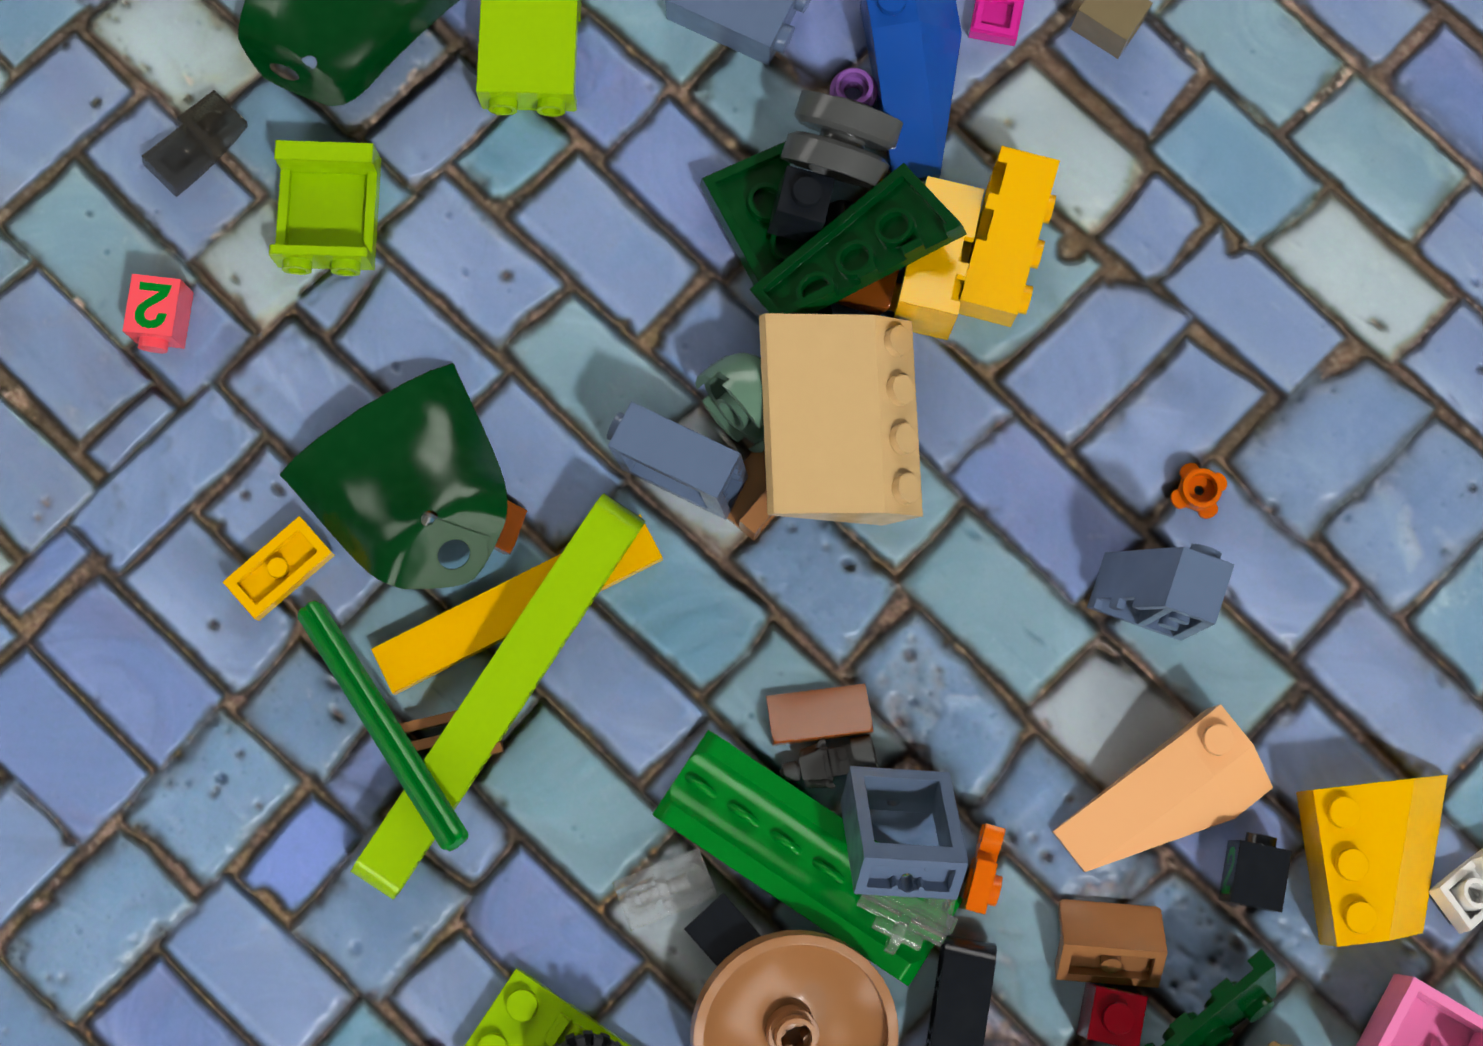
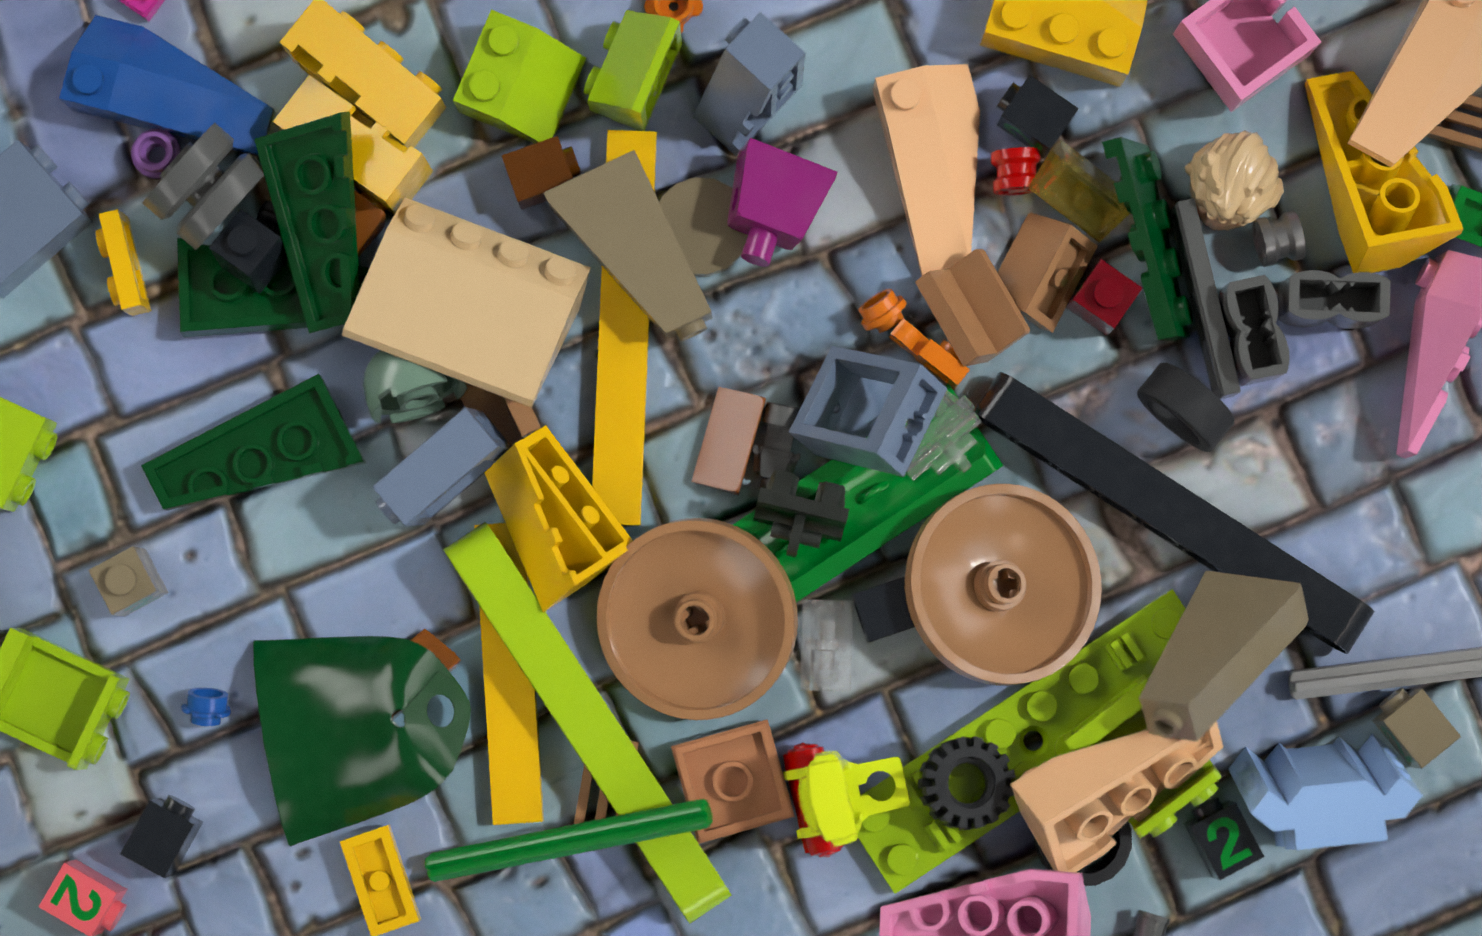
camera: 65 degrees left, 5 degrees up
(241, 356) = (162, 835): none -> black brick
(375, 346) = (206, 706): none -> blue plate
(458, 229) = (128, 581): none -> dark tan brick
(505, 856) = (738, 778): none -> nougat plate
(521, 955) = (830, 798): none -> neon yellow piece
(632, 297) = (265, 446): none -> dark green wing
(638, 756) = (697, 619): none -> medium nougat dish
(676, 583) = (554, 517): none -> yellow wedge
(756, 93) = (117, 243): none -> yellow plate
(772, 810) = (800, 518): none -> pearl dark grey hips
(881, 572) = (622, 370): none -> yellow tile
(968, 539) = (631, 238): none -> dark tan slope
(990, 435) = (539, 169): none -> reddish brown brick
(1003, 806) = (882, 311): none -> orange plate
(1006, 603) = (699, 220): none -> dark tan tile
(1044, 893) = (973, 308): none -> medium nougat panel
(1063, 659) = (774, 199): none -> magenta torso
(1066, 378) = (518, 79): none -> lime slope
(1125, 478) = (635, 68): none -> lime slope
(1193, 878) = (1014, 170): none -> red wheel
(1202, 947) = (1079, 191): none -> clear yellow slope

